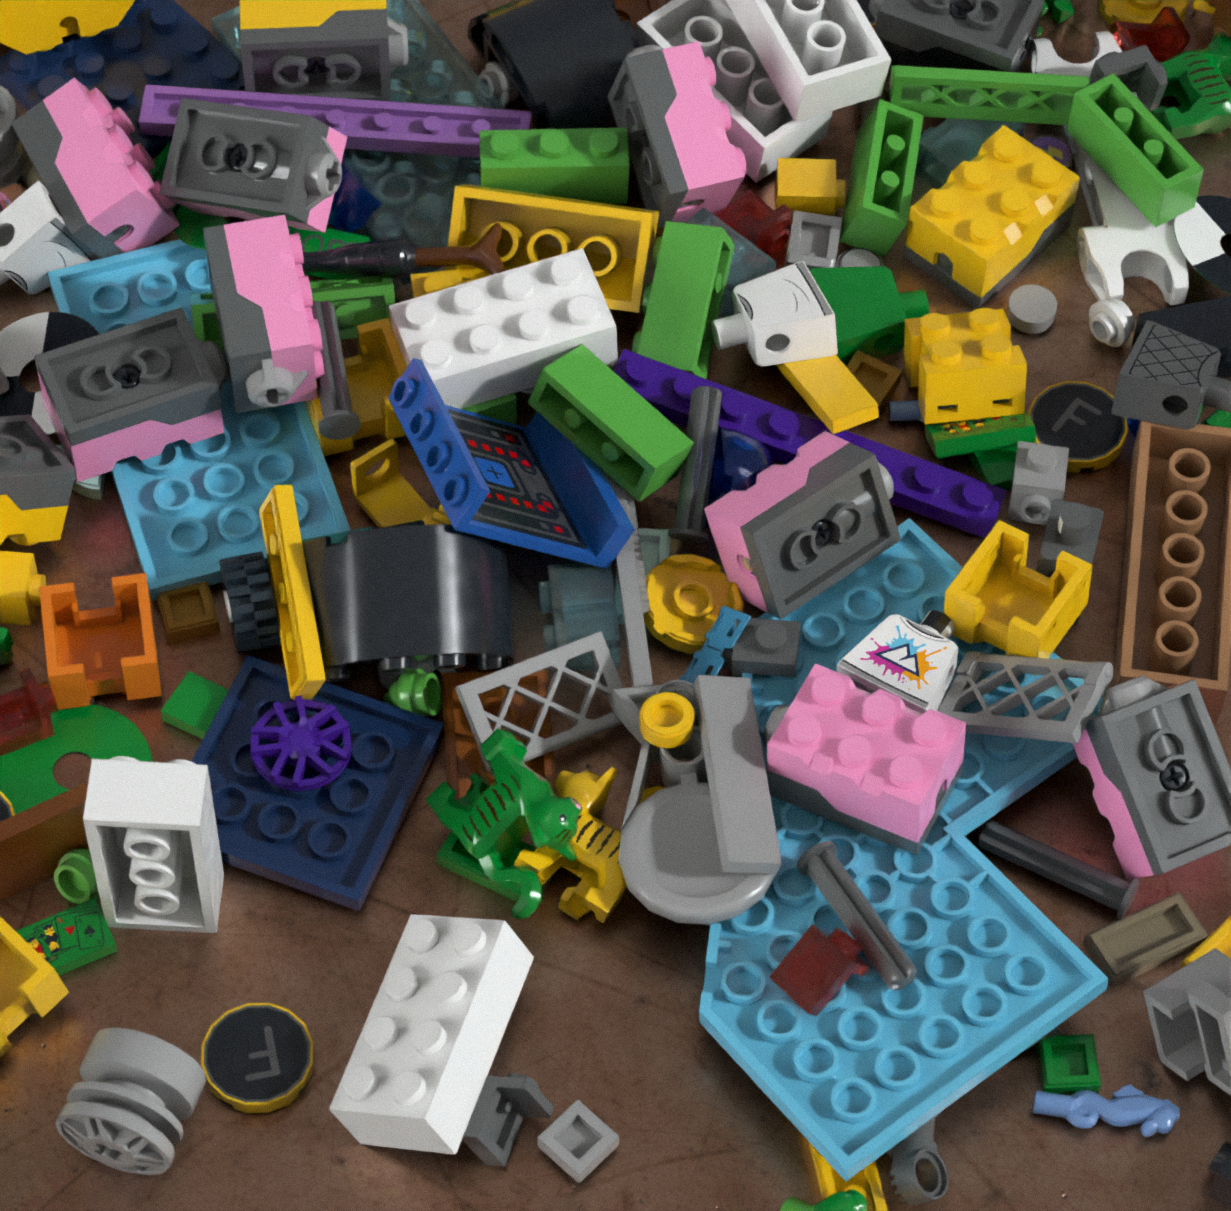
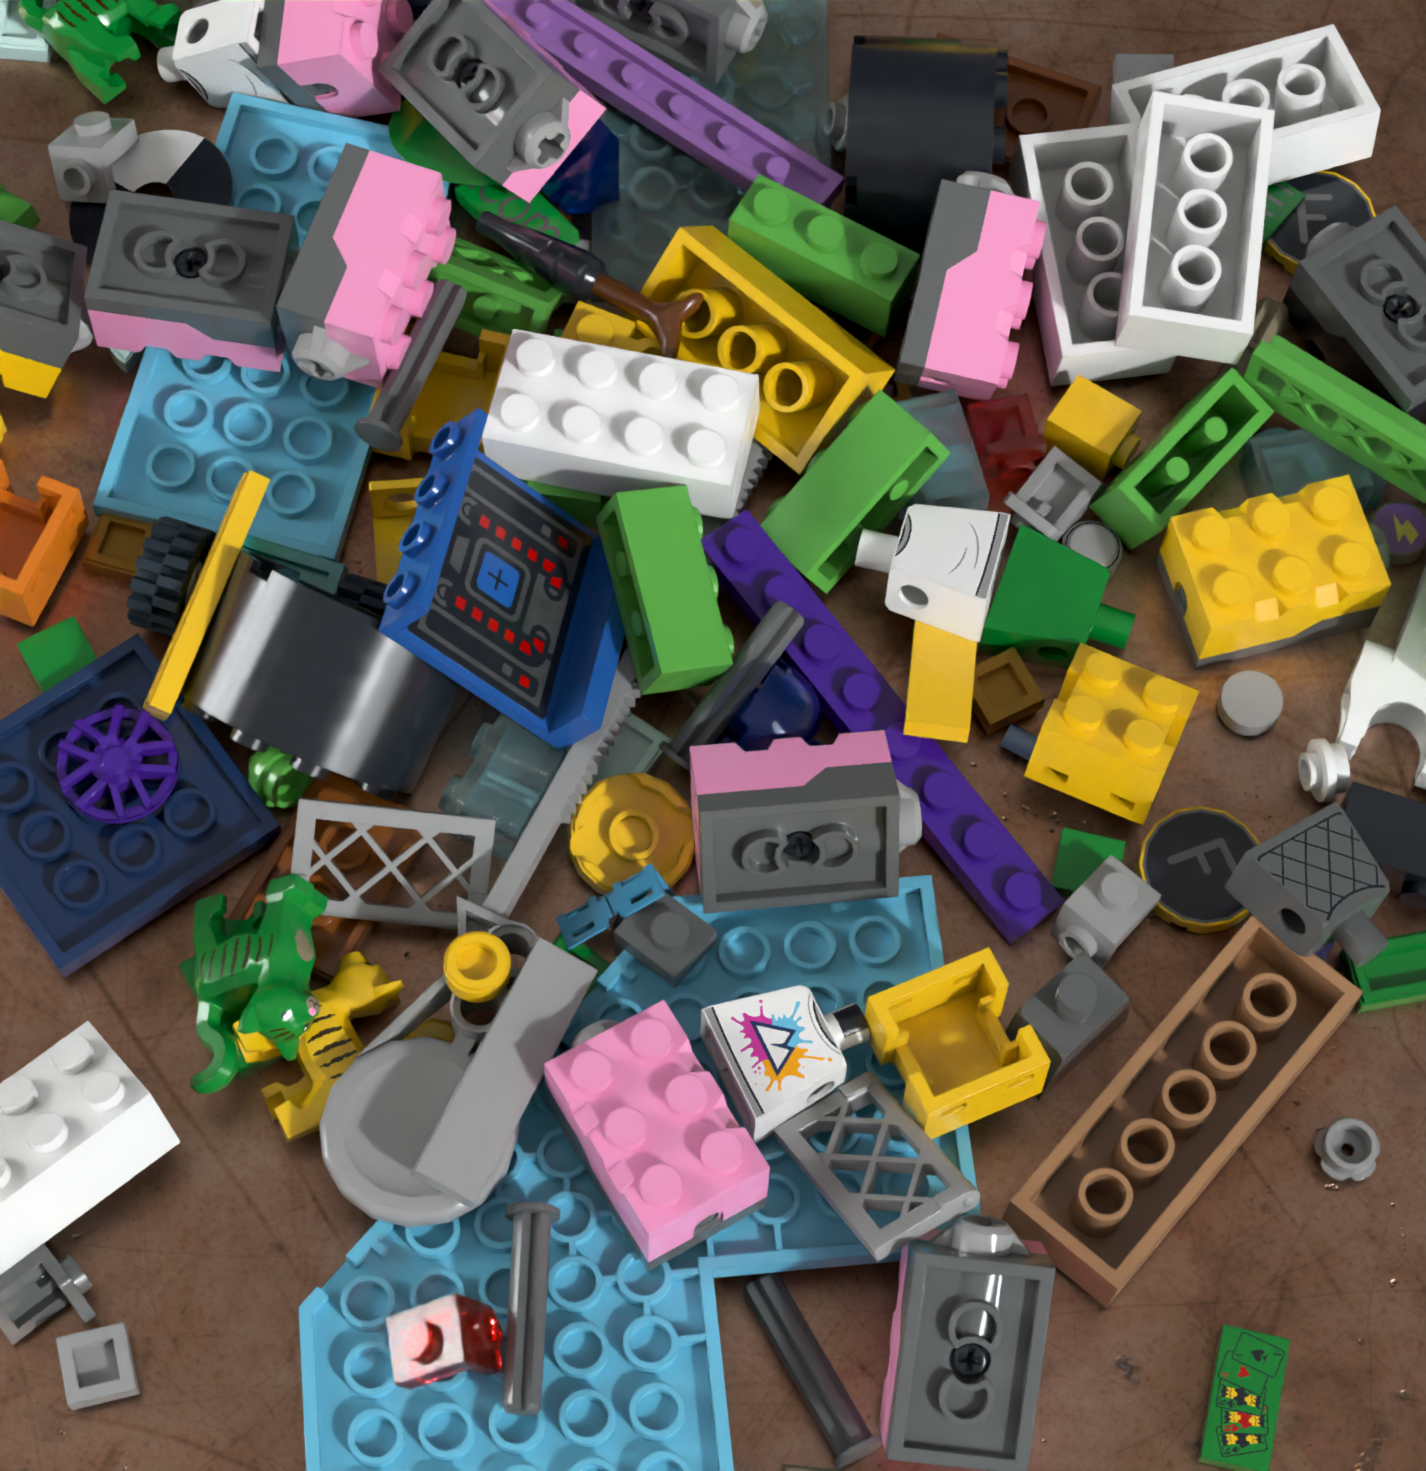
camera: 30 degrees right, 10 degrees up
(979, 434) = (1078, 822): green tile -> none

